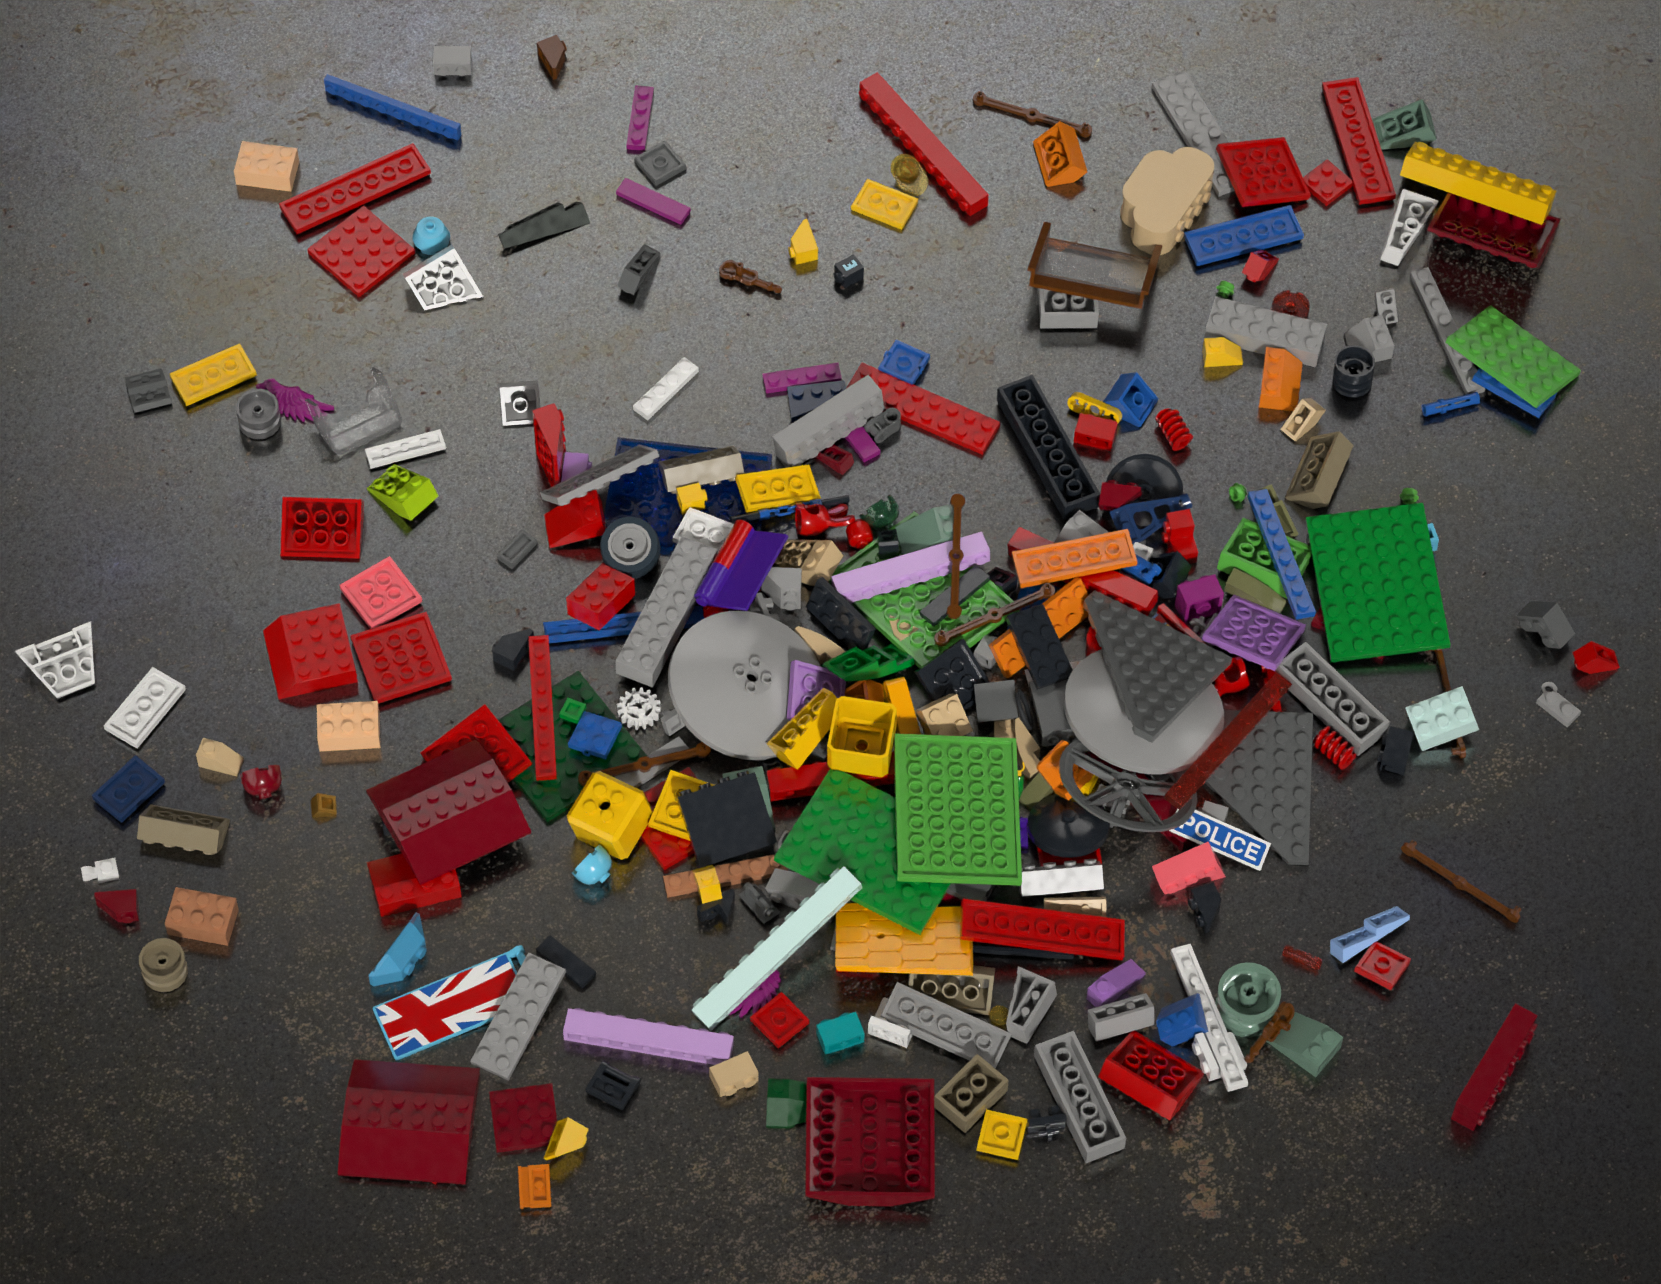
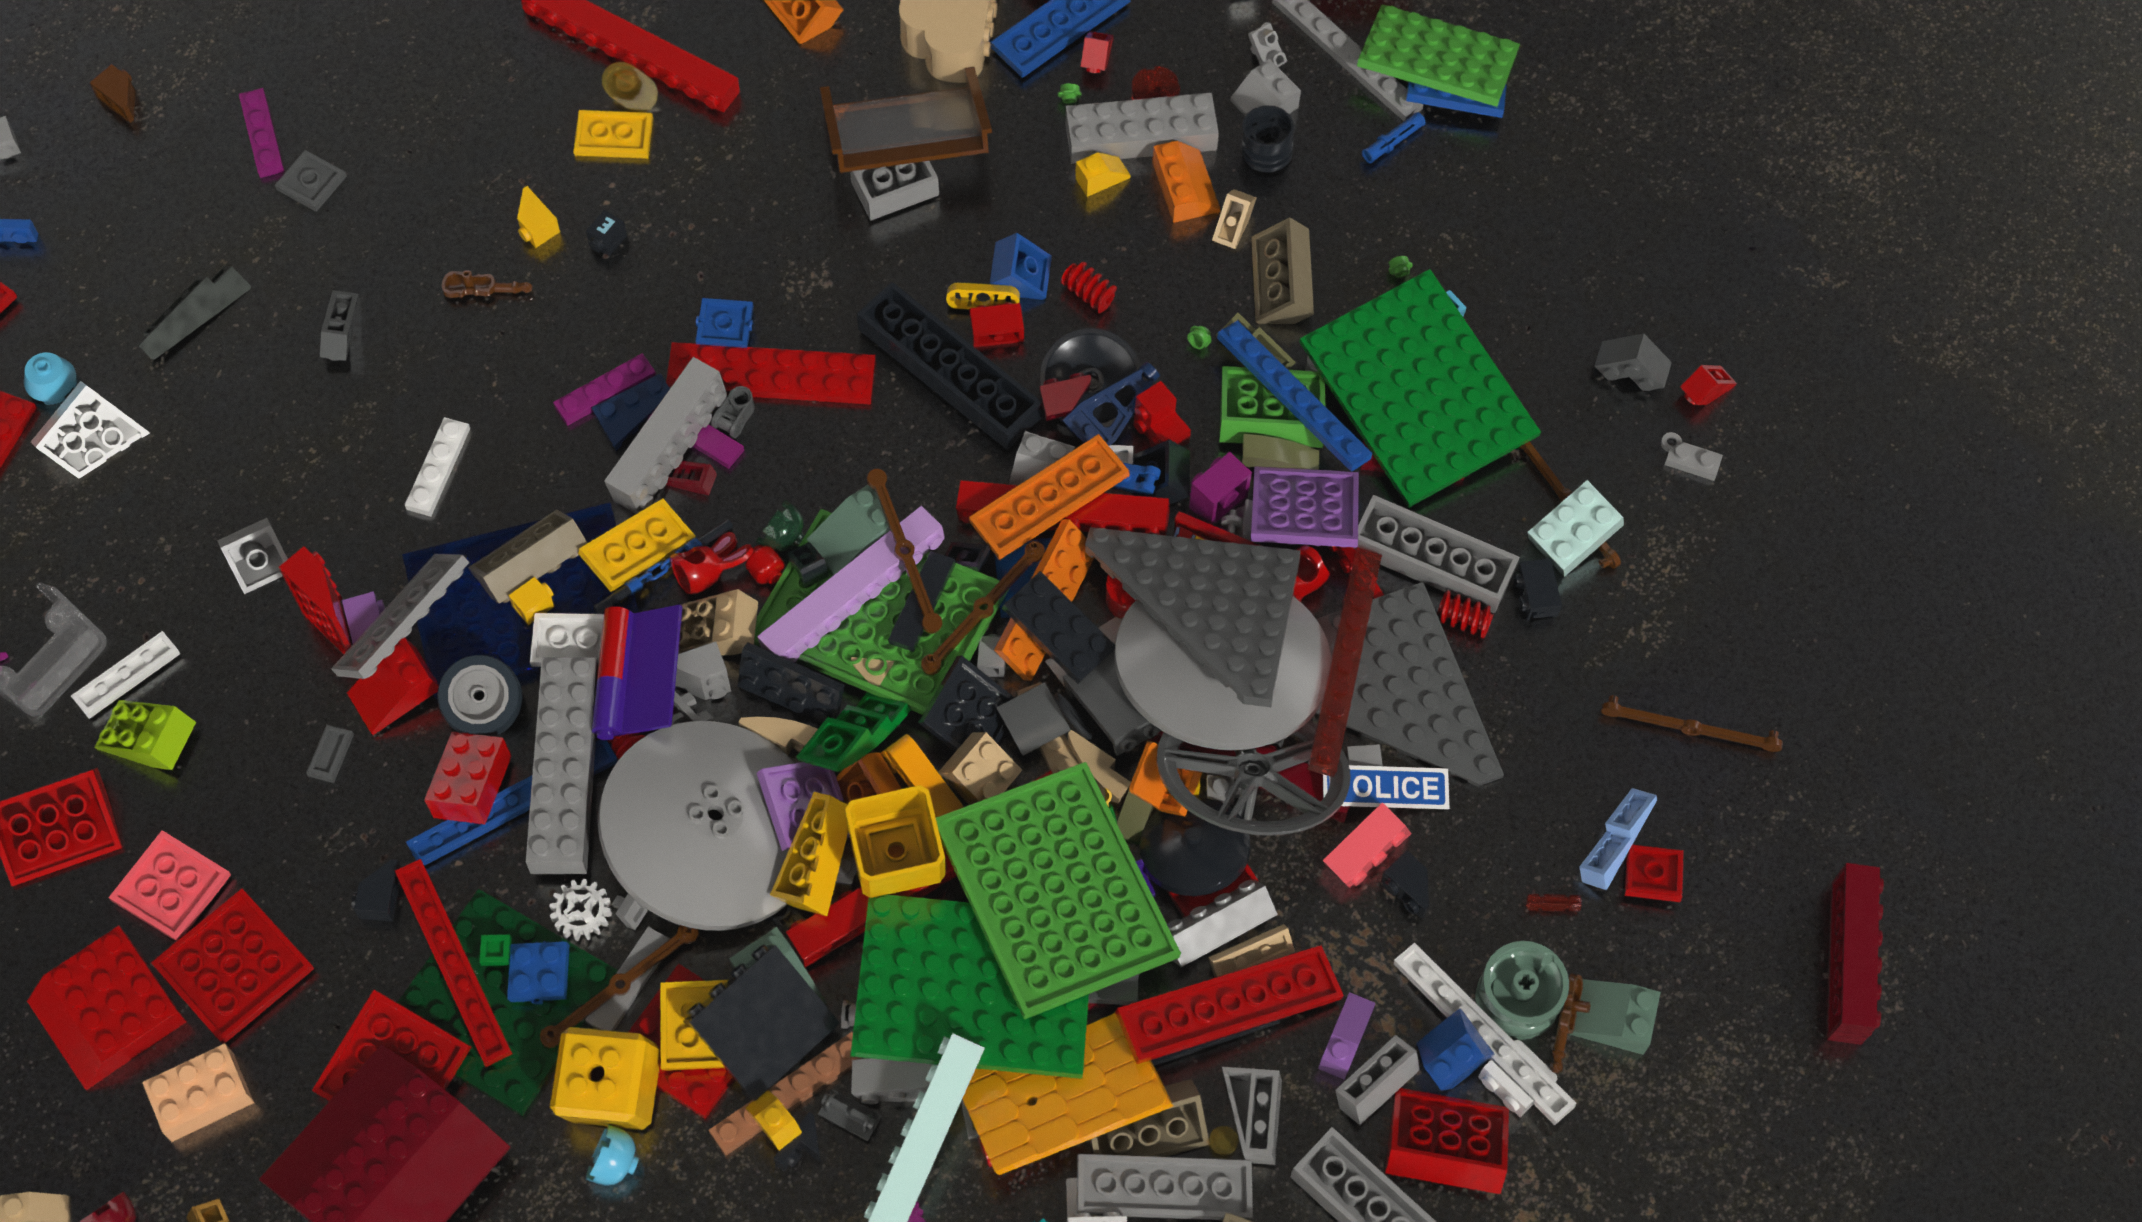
camera: 25 degrees left, 5 degrees up
(653, 201) = (321, 231): magenta tile -> none

